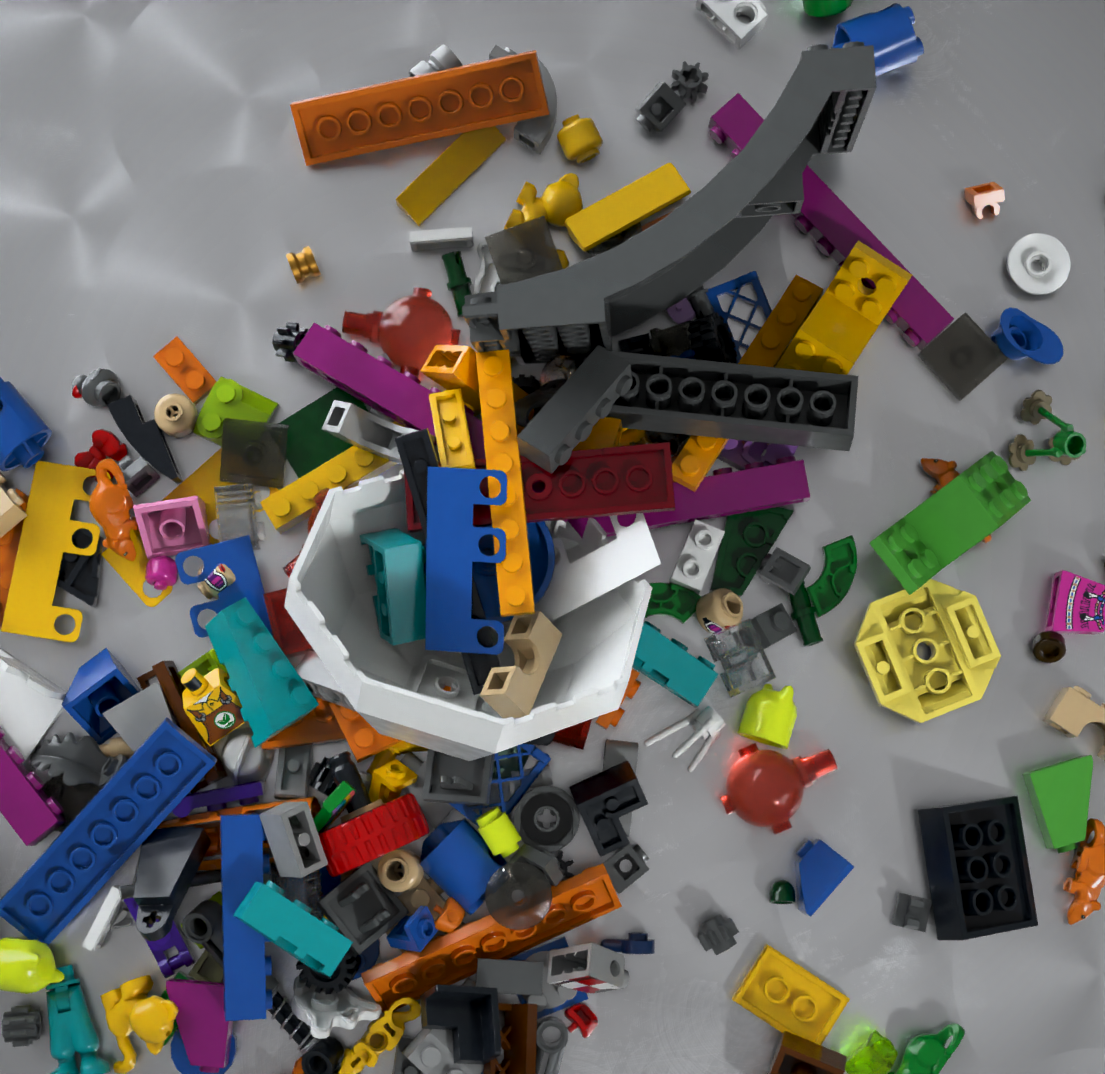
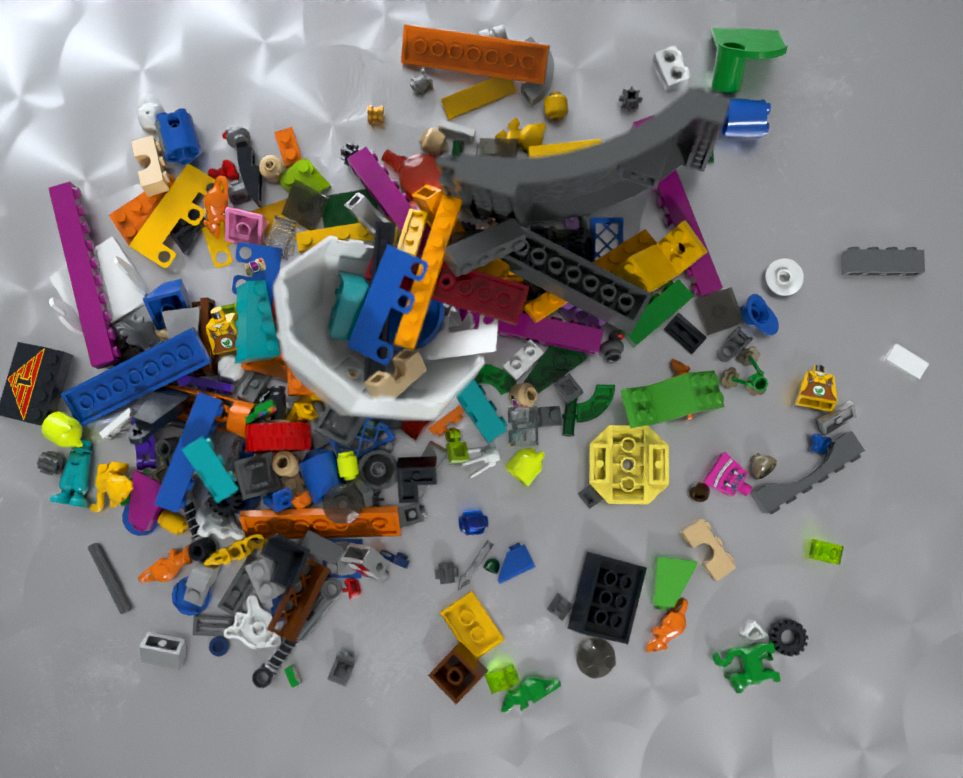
camera: 30 degrees right, 0 degrees up
(161, 572) = (228, 250): dark pink piece -> none
(258, 1036) = (173, 522): none -> yellow brick
(293, 839) = (232, 421): light grey brick -> none
(353, 184) = (421, 82): none -> light grey brick
(411, 270) = (433, 141): none -> tan head
(654, 737) = (456, 450): none -> lime plate
(670, 105) = (614, 106): dark grey brick -> none
(725, 839) = (473, 522): none -> clear blue head
(749, 933) = (465, 580): none -> light grey piece
(769, 787) = (509, 504): clear red piece -> none
(826, 479) = (613, 347): none -> dark grey animal
(876, 386) = (659, 311): none -> green brick
(887, 723) = (590, 496): none -> dark grey tile
(924, 411) = (685, 333): none -> black slope
(984, 195) = (768, 226): tile -> none
(999, 967) = (595, 658): none -> clear smoke dish
(1007, 394) = (735, 343): none -> dark grey piece

